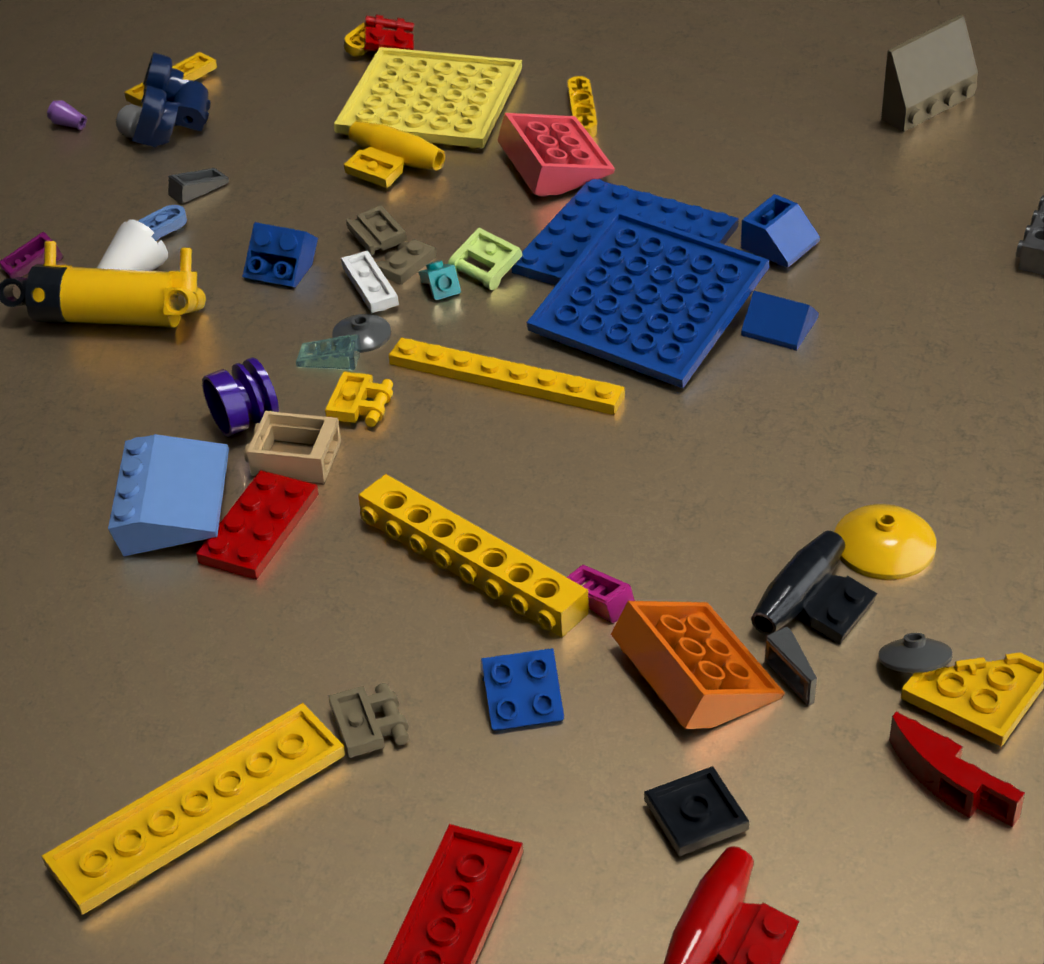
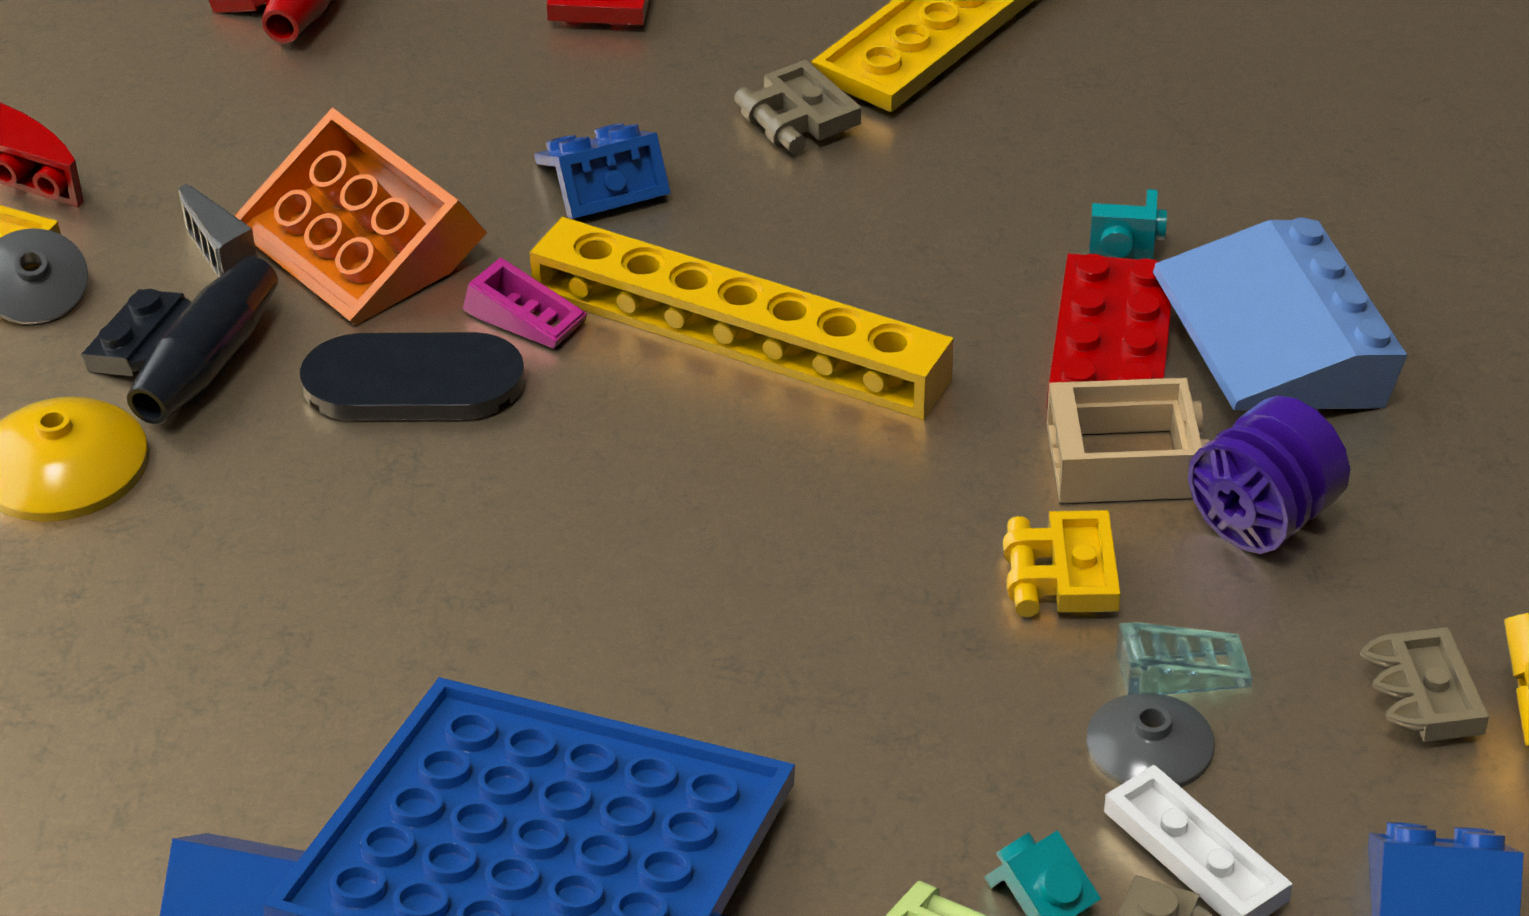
camera: 165 degrees right, 0 degrees up
(209, 573) = (1127, 229): none -> teal bracket
(229, 325) = (1430, 681): none -> dark tan plate
(507, 375) = (806, 670): yellow plate -> none
(673, 557) = (412, 376): none -> black tile
(696, 811) = (338, 73): black plate -> none

